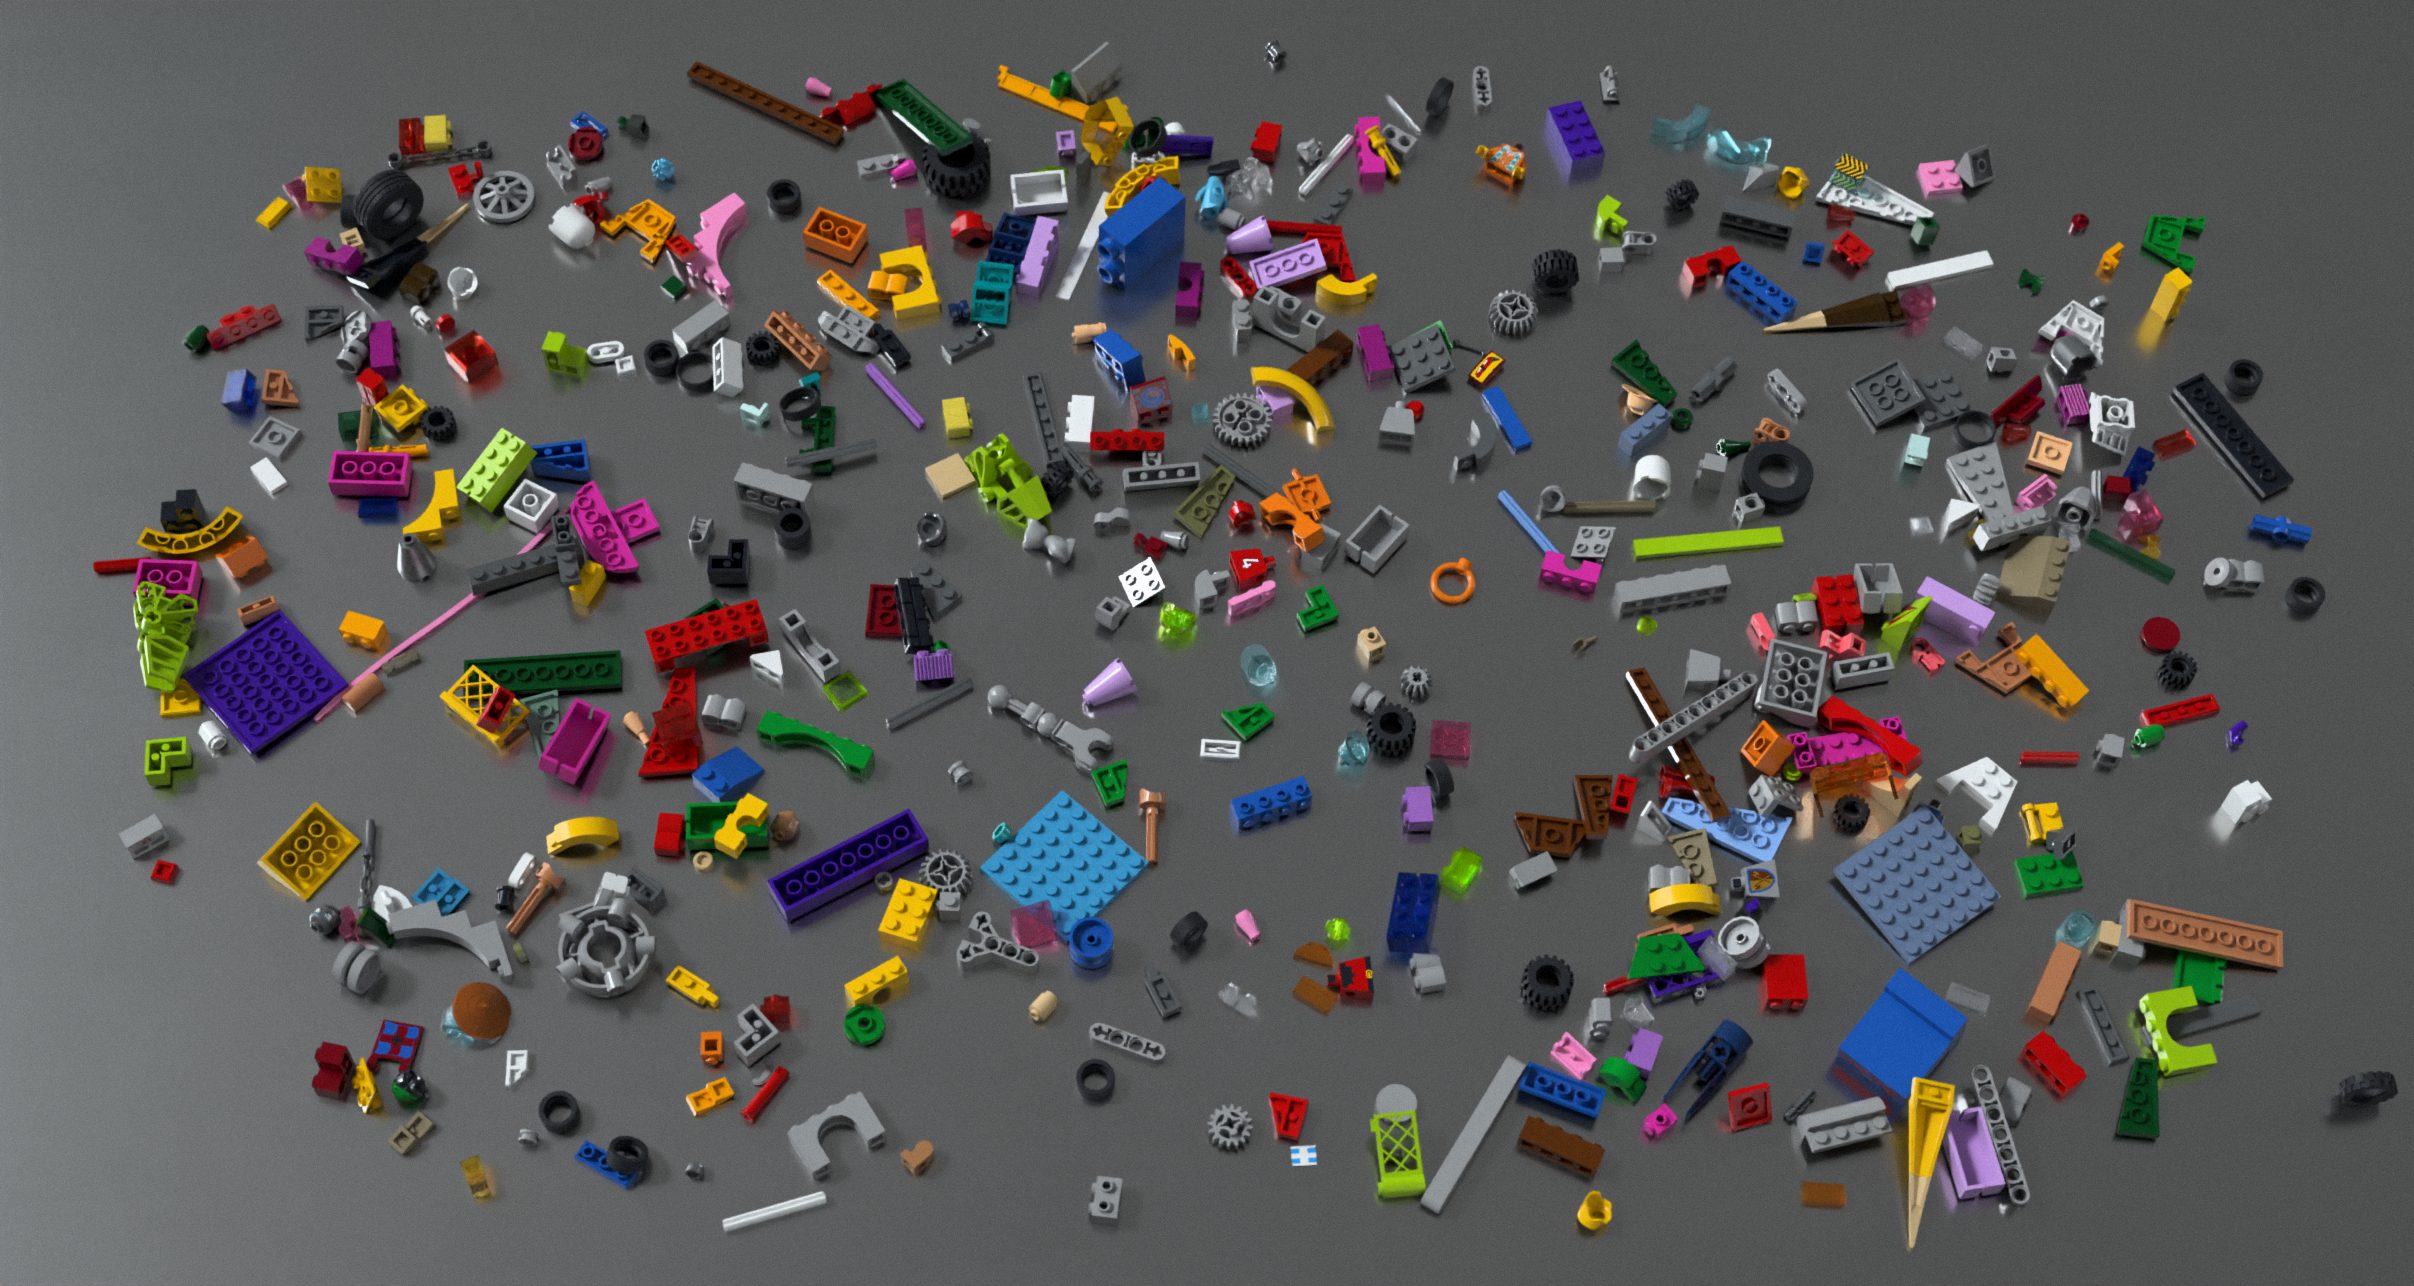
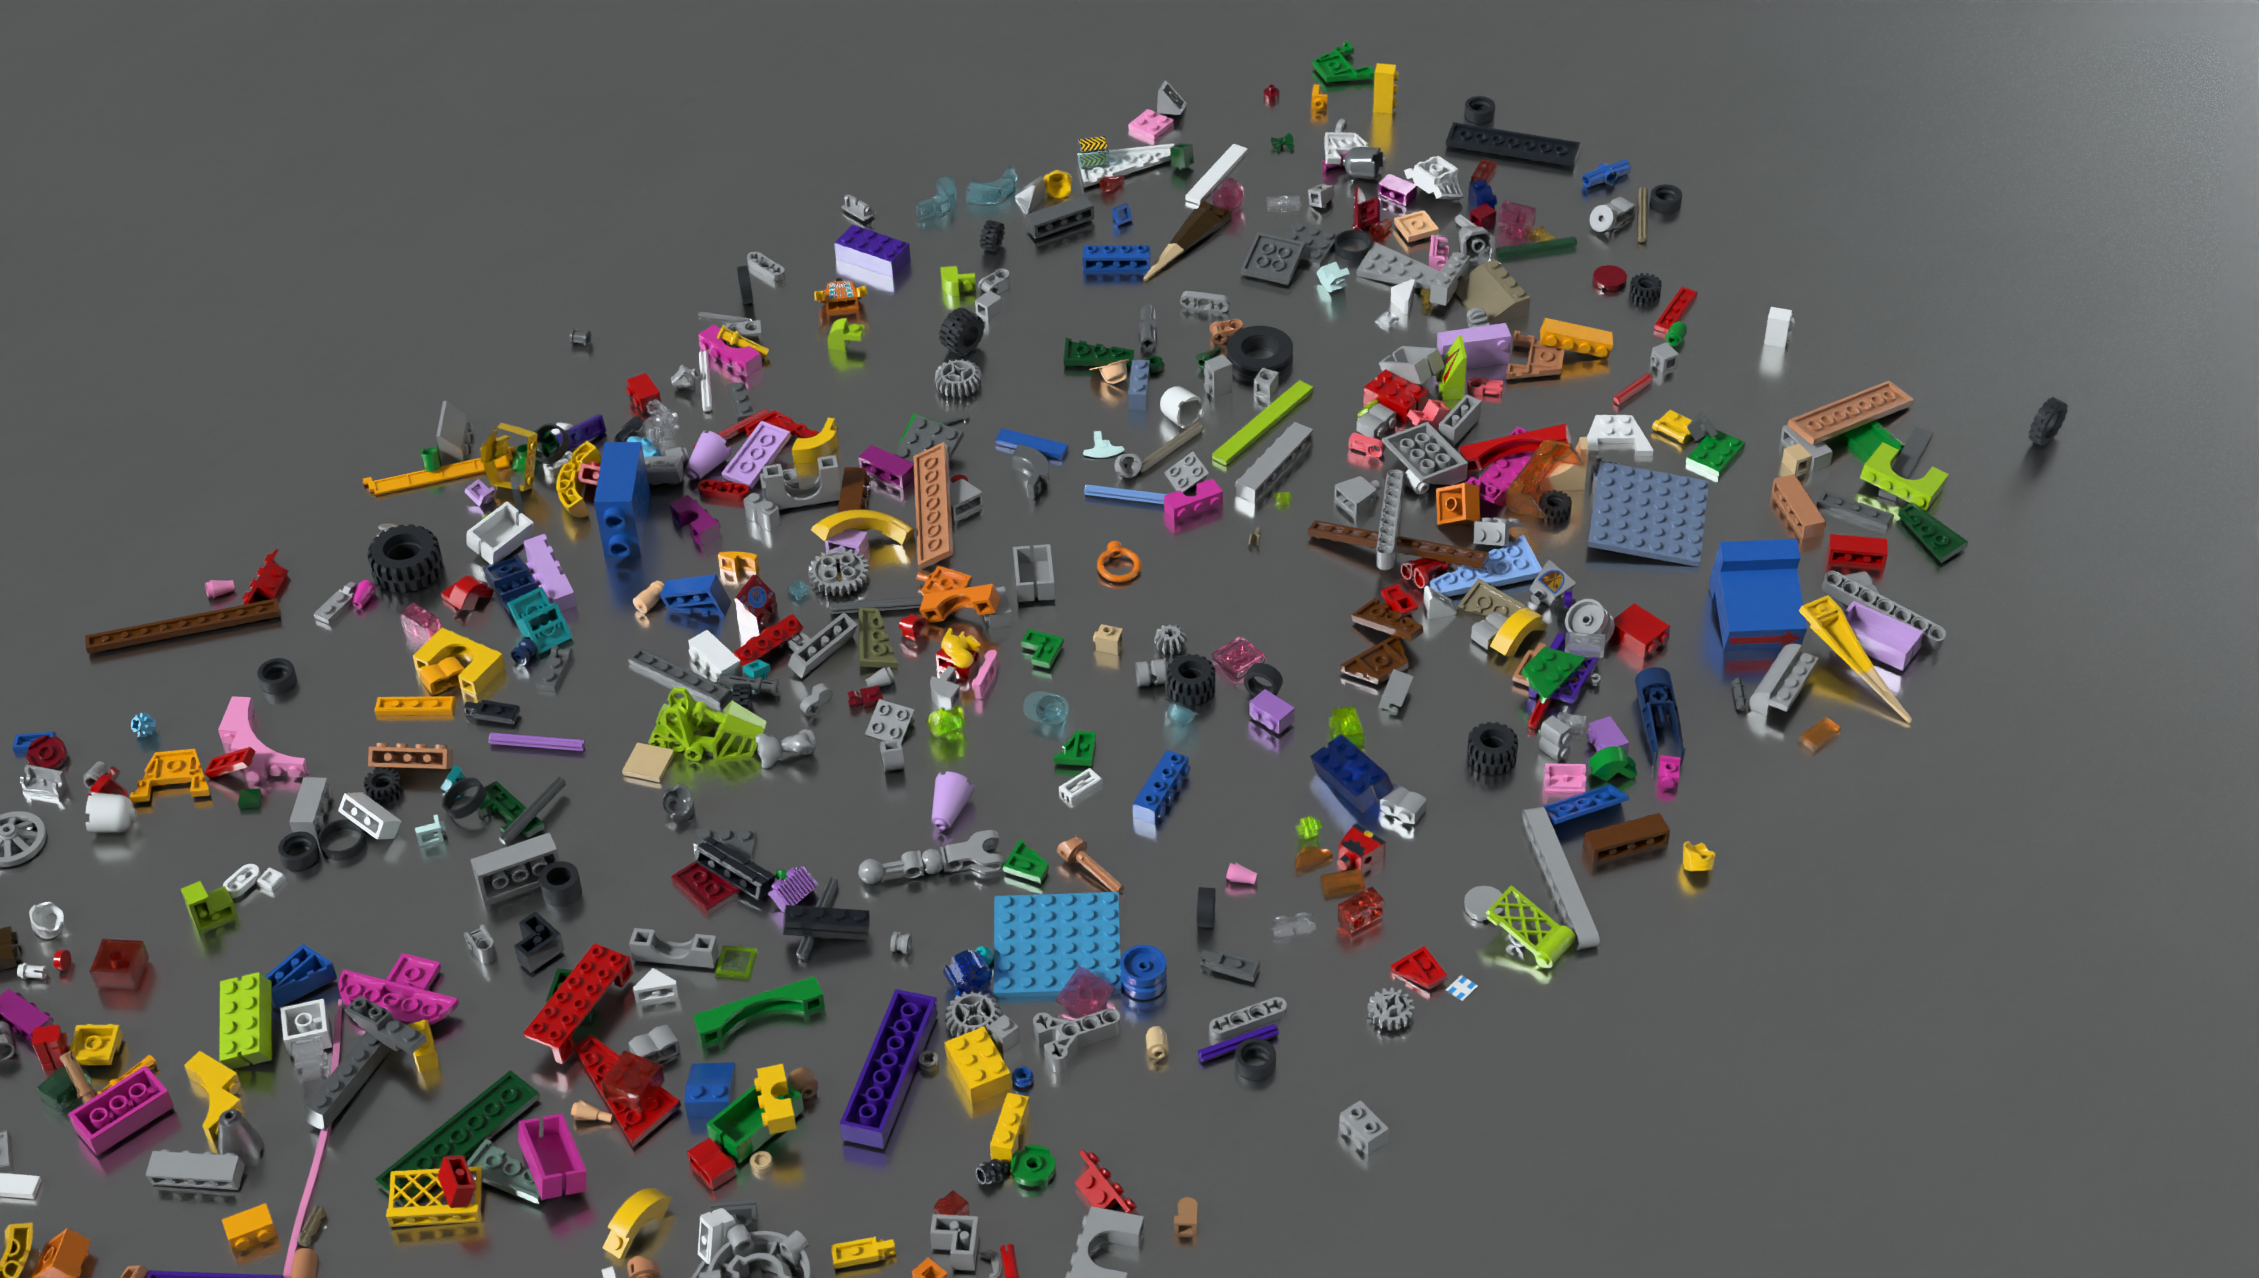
camera: 40 degrees left, 15 degrees down
(370, 558) = (195, 1169): none -> light grey brick
(378, 508) = (155, 1133): clear blue plate -> none
(438, 414) = (144, 1042): black tyre -> none
(508, 534) = (310, 1059): none -> clear brick
(635, 124) = (80, 711): pearl dark grey piece -> none
(834, 1004) = (992, 1171): none -> black piece
(835, 235) = (357, 669): orange brick -> none
(850, 329) = (444, 722): light grey plate -> none
(889, 1083) = (1100, 1188): none -> bracket
(923, 117) = (344, 542): dark green plate -> none
(923, 713) = (826, 922): none -> black brick
(929, 945) = (1022, 1076): none -> blue plate
(956, 417) = (608, 720): light yellow brick -> none
(973, 838) = (968, 972): none -> clear blue brick
(1083, 251) = (576, 549): white piece -> none
(1093, 1053) = (1230, 1045): none -> dark purple axle
(1096, 459) = (757, 669): none -> teal tile
(1205, 221) = (664, 469): none -> light grey slope
(1244, 559) = (957, 648): none -> yellow animal
(1295, 1030) = (1361, 910): none -> clear red brick
(1365, 417) = (933, 505): none -> nougat plate
(1468, 202) = (842, 332): none -> lime brick
(1486, 368) = (980, 424): slope -> none
(1557, 466) = (1102, 448): none -> light aqua piece
(1697, 269) = (1057, 270): red arch -> none
(1750, 1106) = (1714, 715): red tile -> none
(1791, 773) = (1488, 510): lime plate -> none
(1853, 249) = (1145, 196): red bracket -> none
(1969, 839) = (1647, 461): olive brick -> none
(2077, 928) = (1773, 464): clear light blue piece -> none
(2235, 733) = (1720, 297): dark purple arm -> none
(2265, 595) = (1642, 214): none -> dark tan axle

